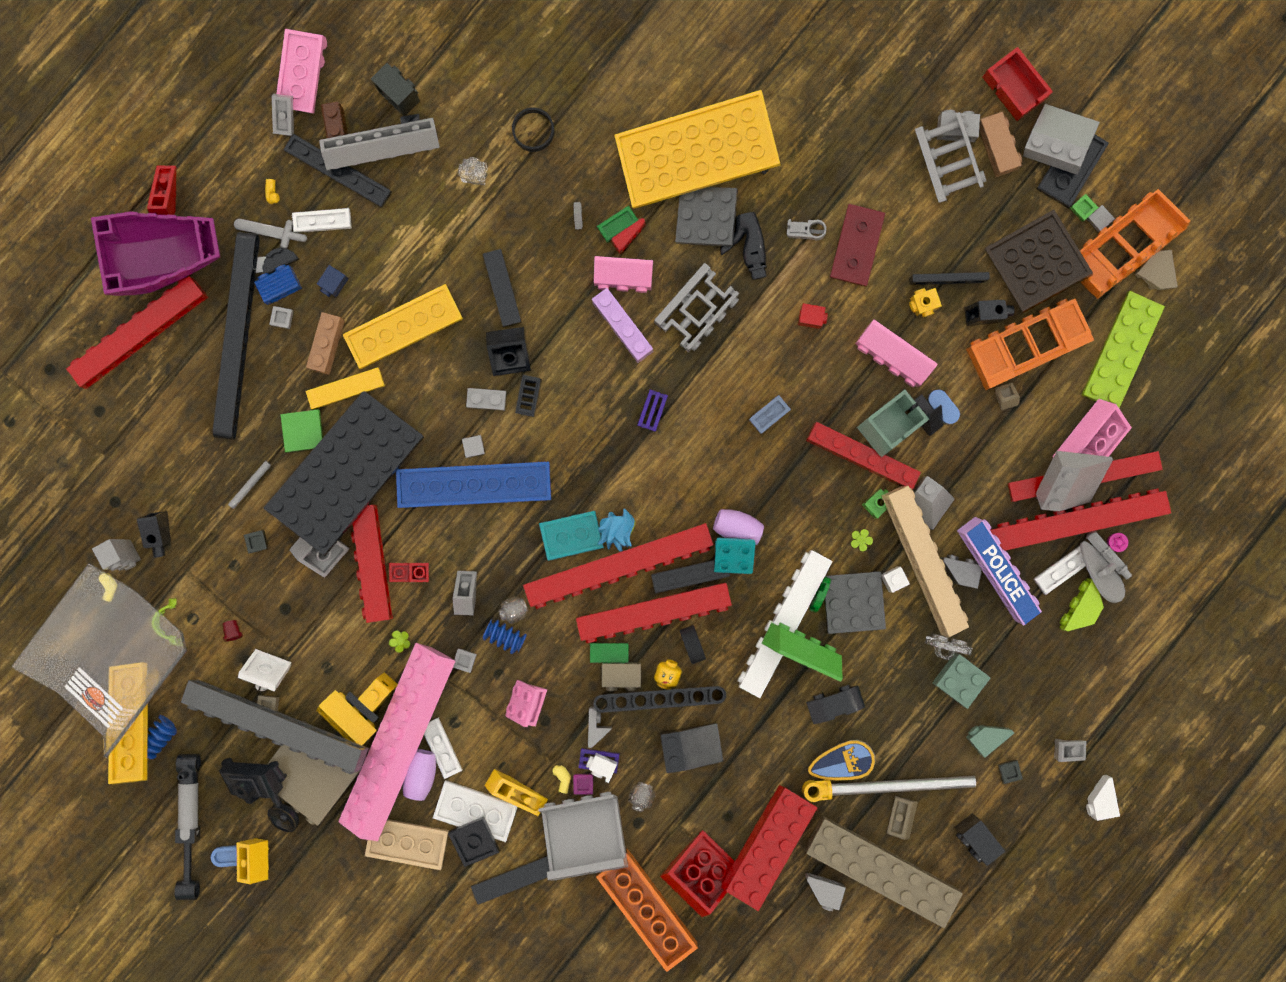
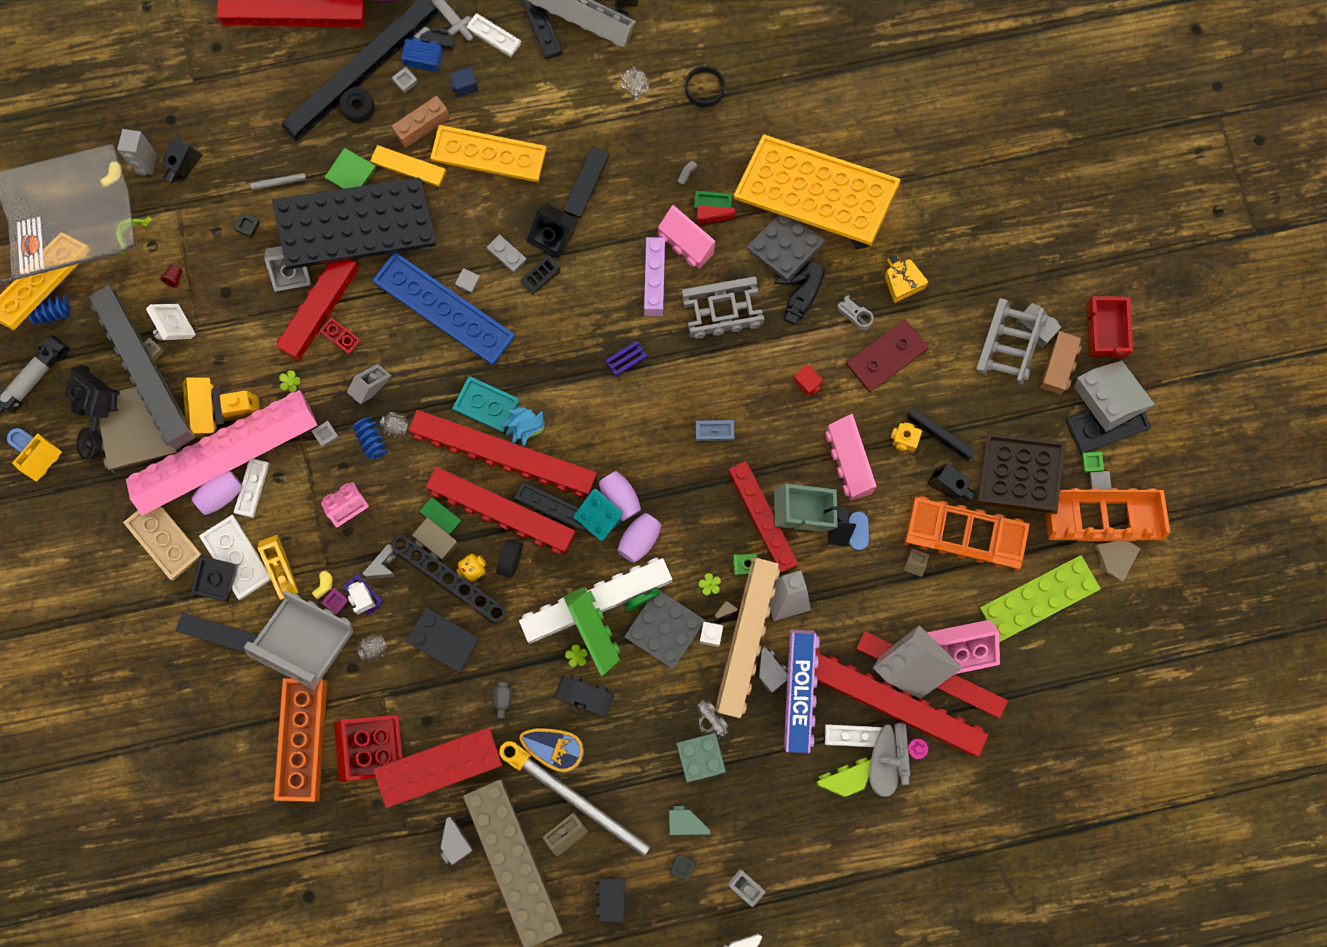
camera: 35 degrees right, 10 degrees down
(271, 369) = (354, 95): none -> black tyre
(772, 754) = (502, 698): none -> dark grey plant
(780, 548) = (639, 538): none -> lavender piece
(803, 677) = (576, 656): none -> lime plant
(822, 170) = (903, 279): none -> yellow torso
(890, 553) = (726, 610): none -> dark tan slope

